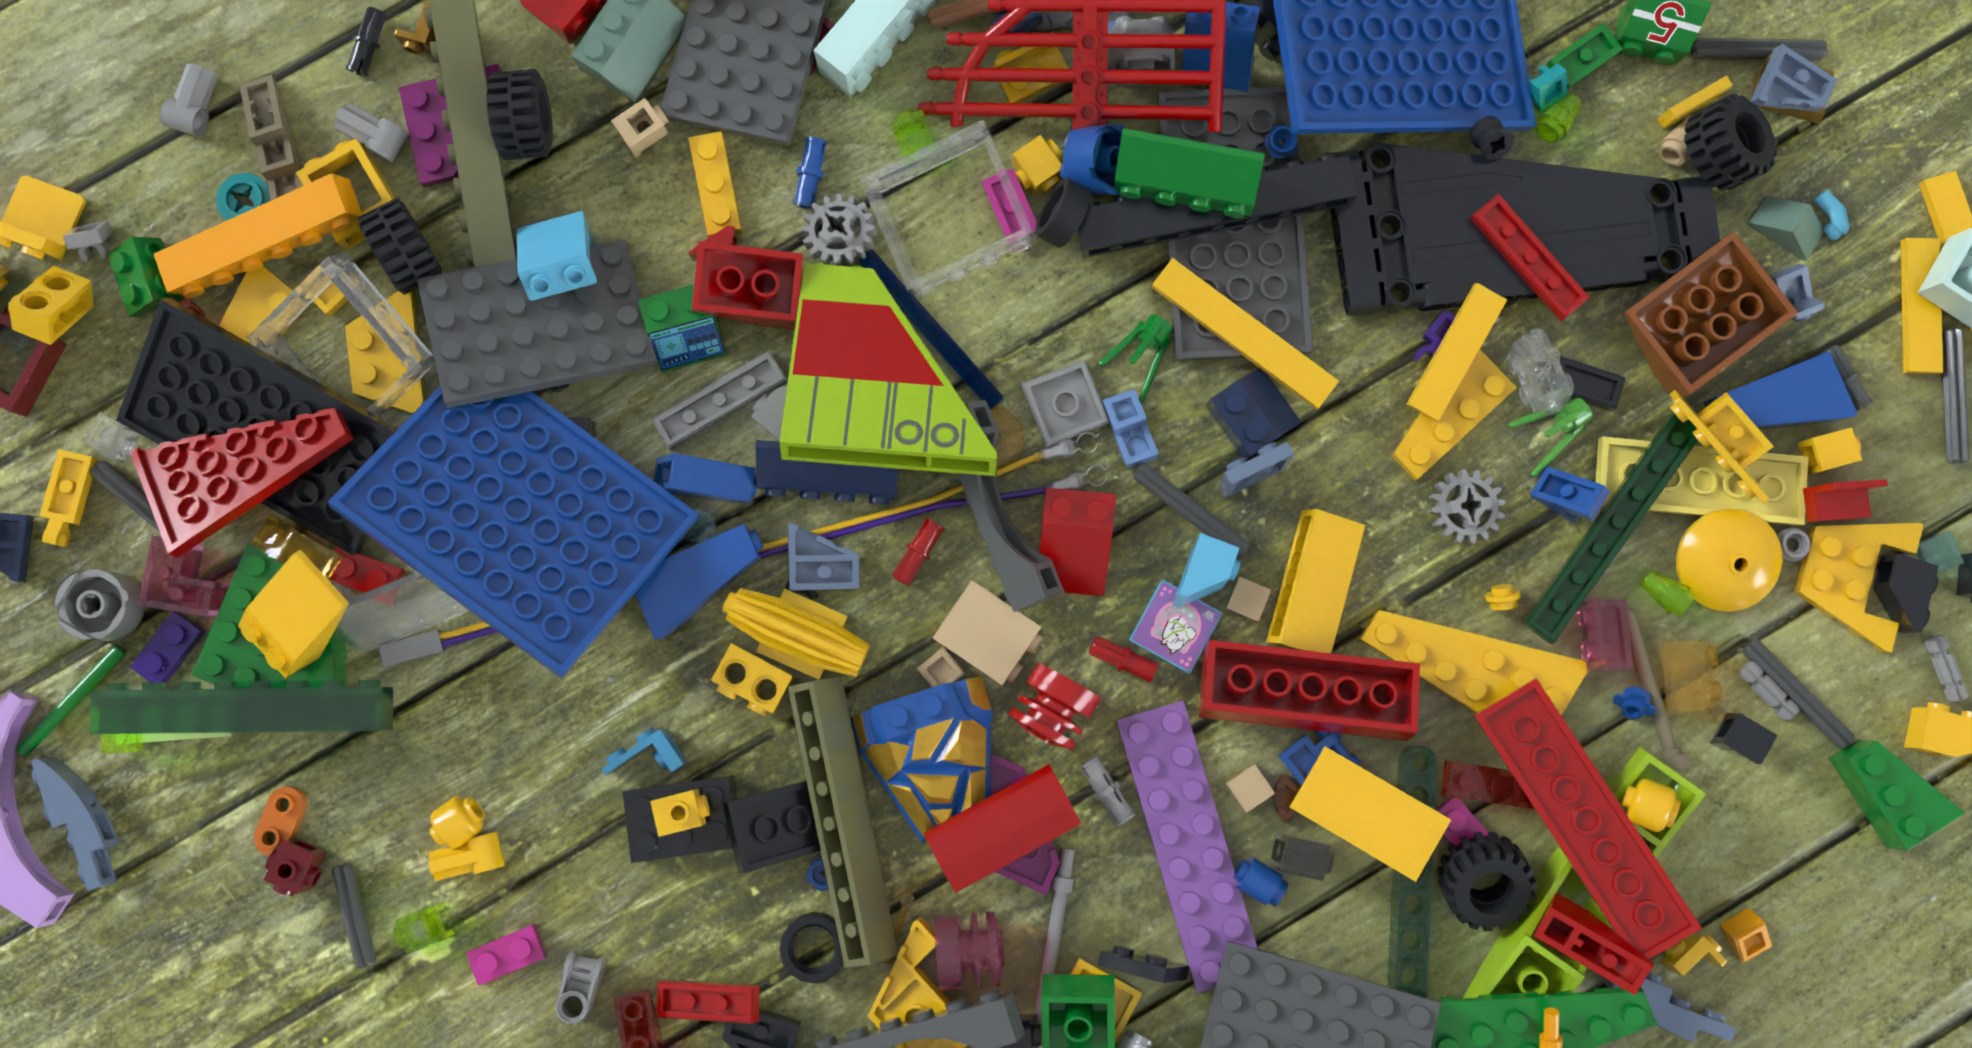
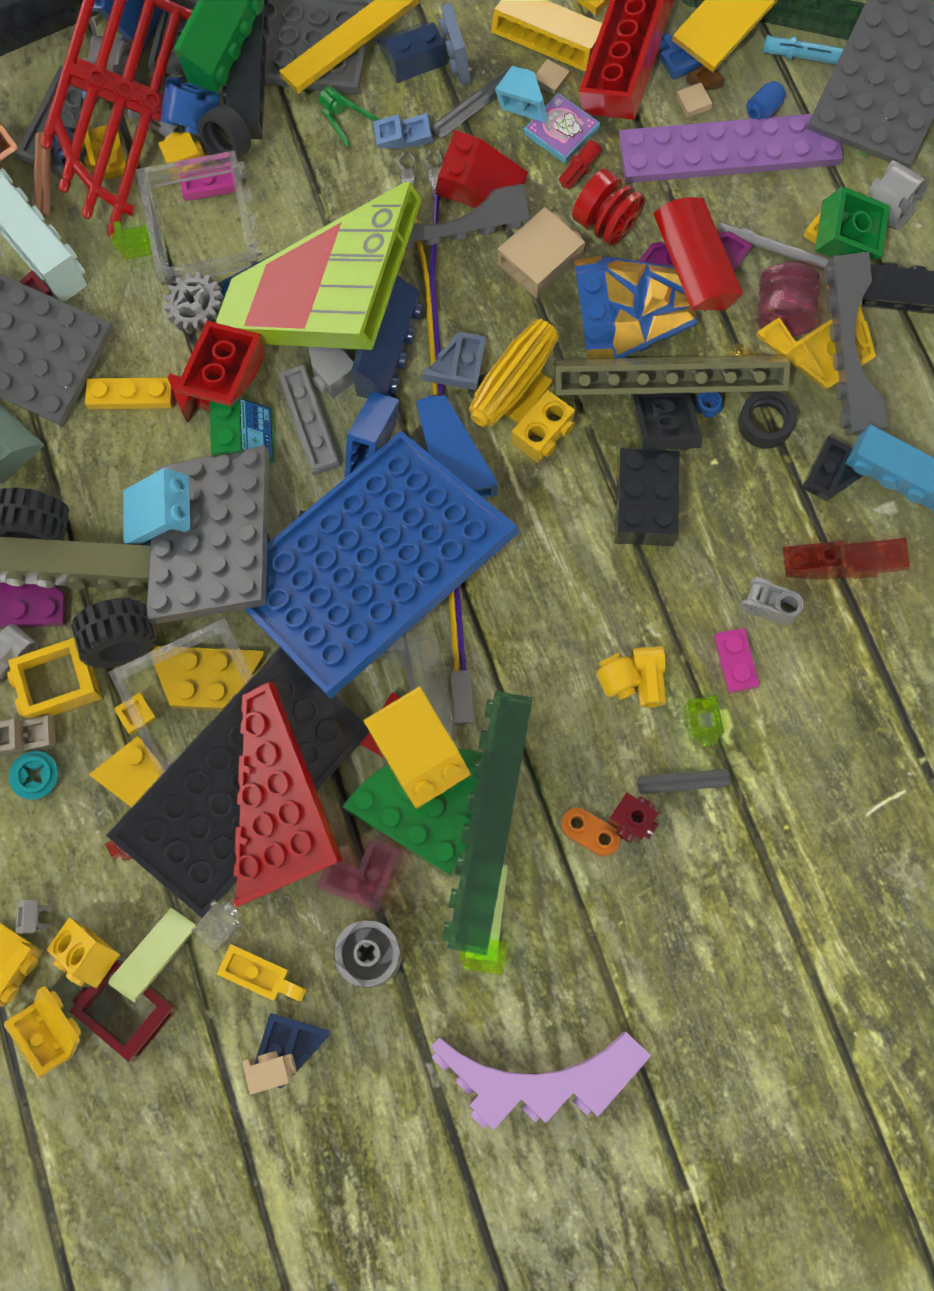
camera: 70 degrees left, 10 degrees down
(63, 378) = (152, 955): none -> yellowish green tile
(67, 704) = (448, 1004): green bar -> none
(74, 805) = (544, 1013): sand blue slope -> none
(124, 490) = (276, 916): dark grey axle -> none
(139, 275) = (76, 875): green bracket -> none
(168, 648) = (419, 908): dark purple plate -> none
(259, 236) = (71, 754): light orange brick -> none
(283, 538) = (354, 769): clear yellow slope -> none
(631, 120) = (65, 437): tan brick -> none
(666, 753) = (591, 503): dark azure bracket -> none
(680, 812) = (645, 474): yellow brick -> none
(708, 1001) = (799, 501): red tile -> none
(810, 172) = (140, 318): blue pin -> none
(918, 552) = (465, 292): red axle -> none
(940, 669) = (562, 294): tan tile -> none
(1065, 403) = (371, 172): light grey tile -> none
(1107, 791) = (679, 190): light grey pin -> none
(1150, 967) = (819, 175): black wing -> none
(1301, 856) = (751, 64): clear smoke brick -> none
(1351, 920) = (801, 49): none -> medium azure pin

